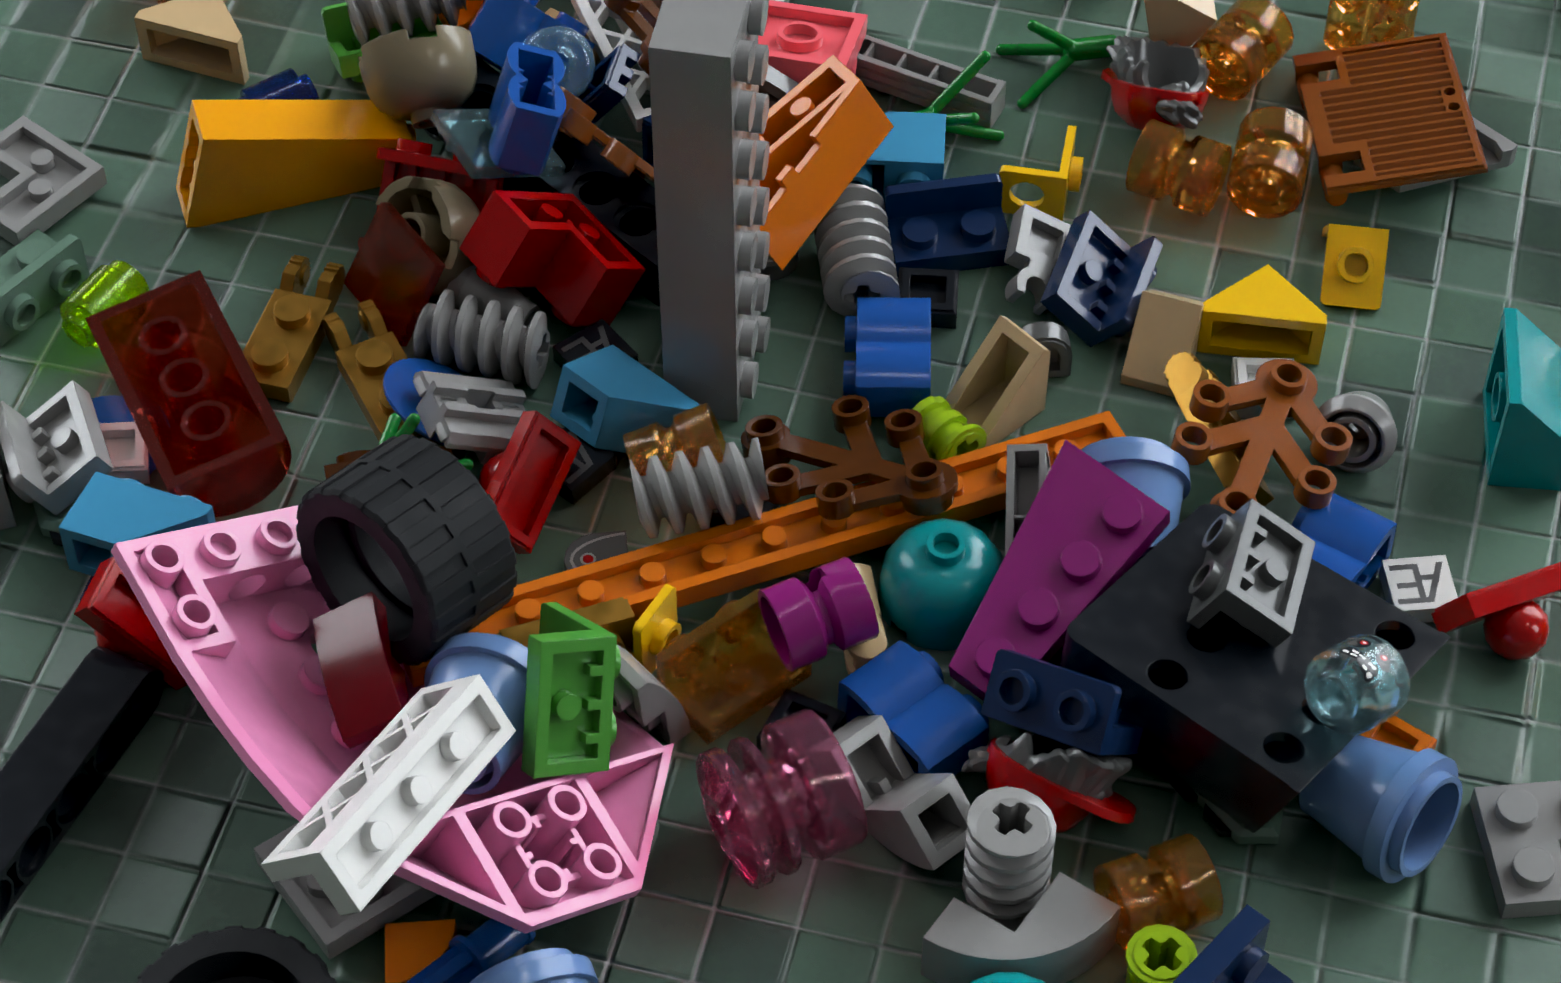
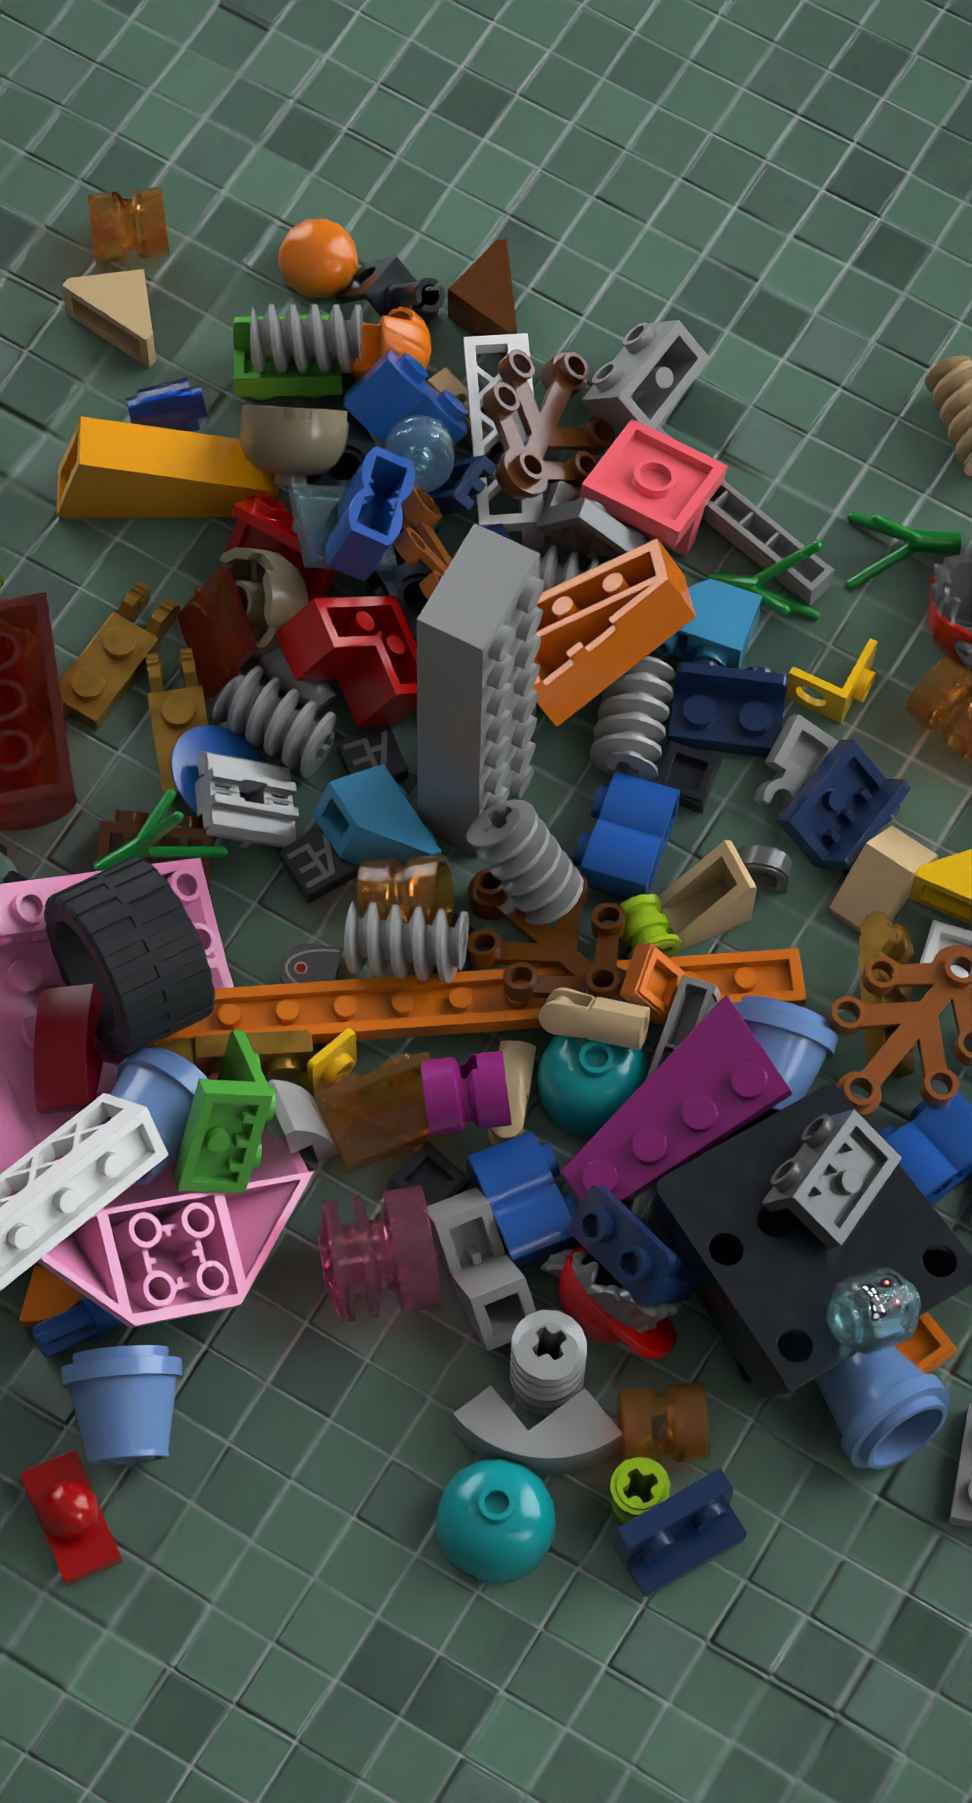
camera: 15 degrees right, 15 degrees up
(529, 476) = (266, 881): red tile -> none
(804, 378) = (526, 860): none -> light grey piece
(931, 506) = (597, 1019): none -> tan bar
(976, 465) = (651, 981): none -> orange tile

